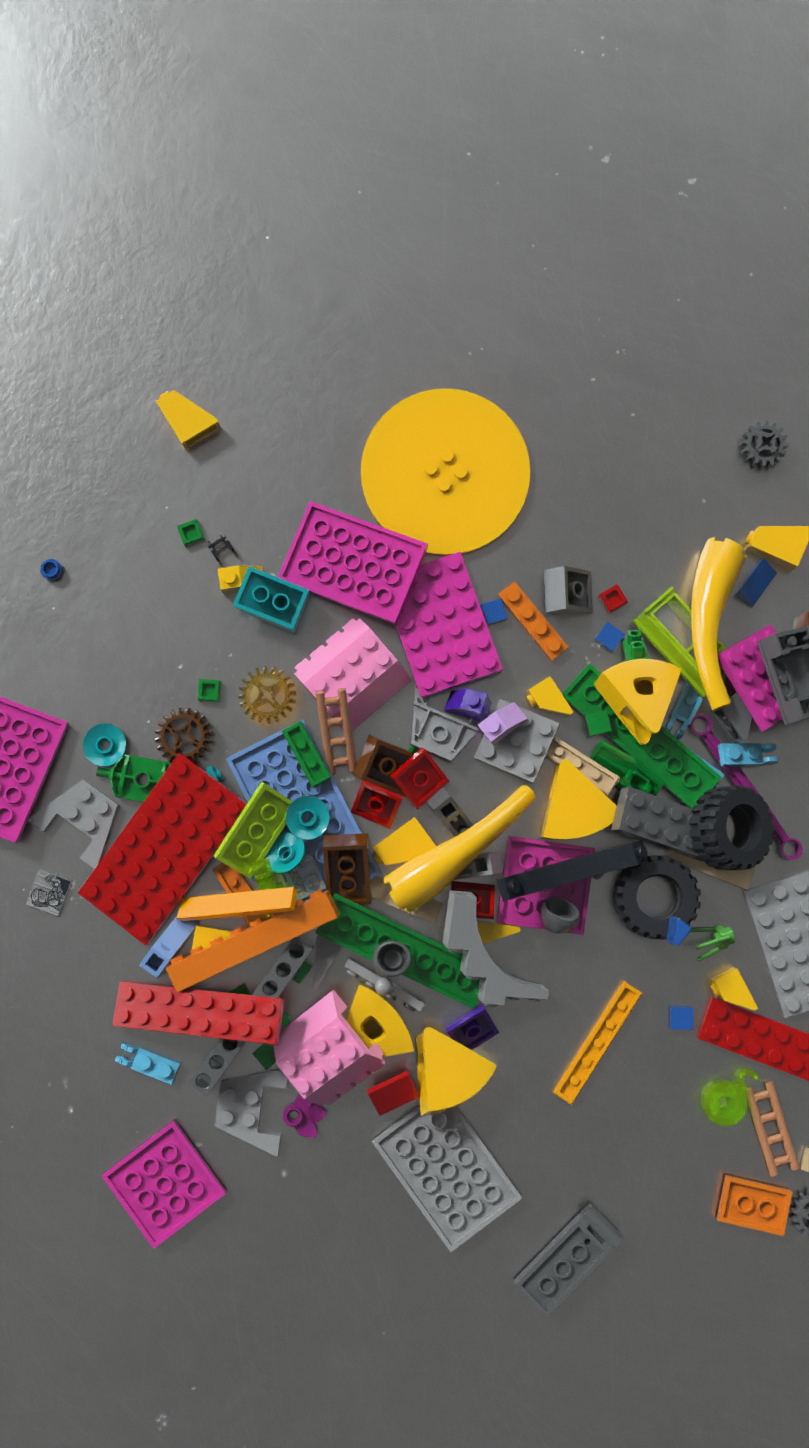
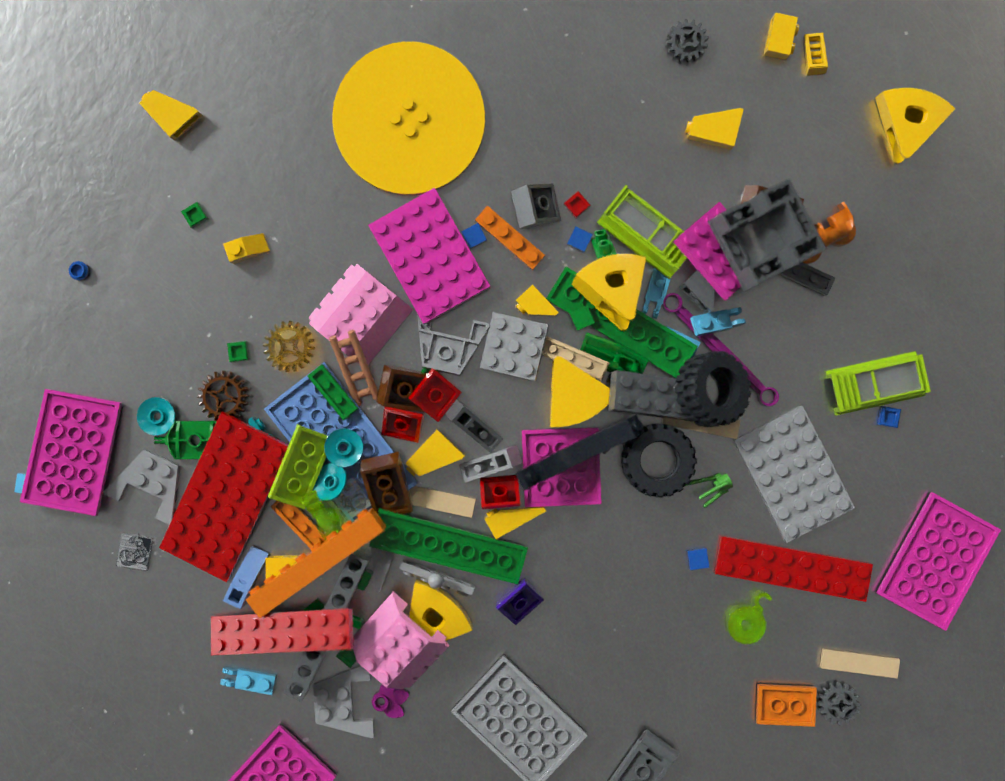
camera: 10 degrees left, 5 degrees up
(227, 545) = (228, 220): black piece -> none
(237, 904) = (297, 534): light orange tile -> none
(272, 599) = (276, 262): teal slope -> none
(353, 562) = (341, 215): dark pink plate -> none
(391, 959) = (437, 556): dark grey hat -> none
(393, 1093) = (461, 668): red slope -> none
(435, 869) = (459, 475): yellow brick -> none
(447, 1072) = (504, 643): yellow piece -> none
(463, 934) = (532, 559): light grey arch -> none
(468, 704) = (466, 322): dark purple slope -> none
(502, 722) = (497, 333): lavender slope -> none
(559, 915) = (576, 491): dark grey hat -> none
(597, 1042) = (629, 593): light orange tile -> none
(677, 931) = (679, 489): blue slope -> none
(713, 584) = (661, 177): yellow brick -> none
(732, 988) = (737, 526): yellow slope -> none
(756, 582) = (701, 167): blue slope -> none
(783, 1136) = (801, 643): nougat bar -> none

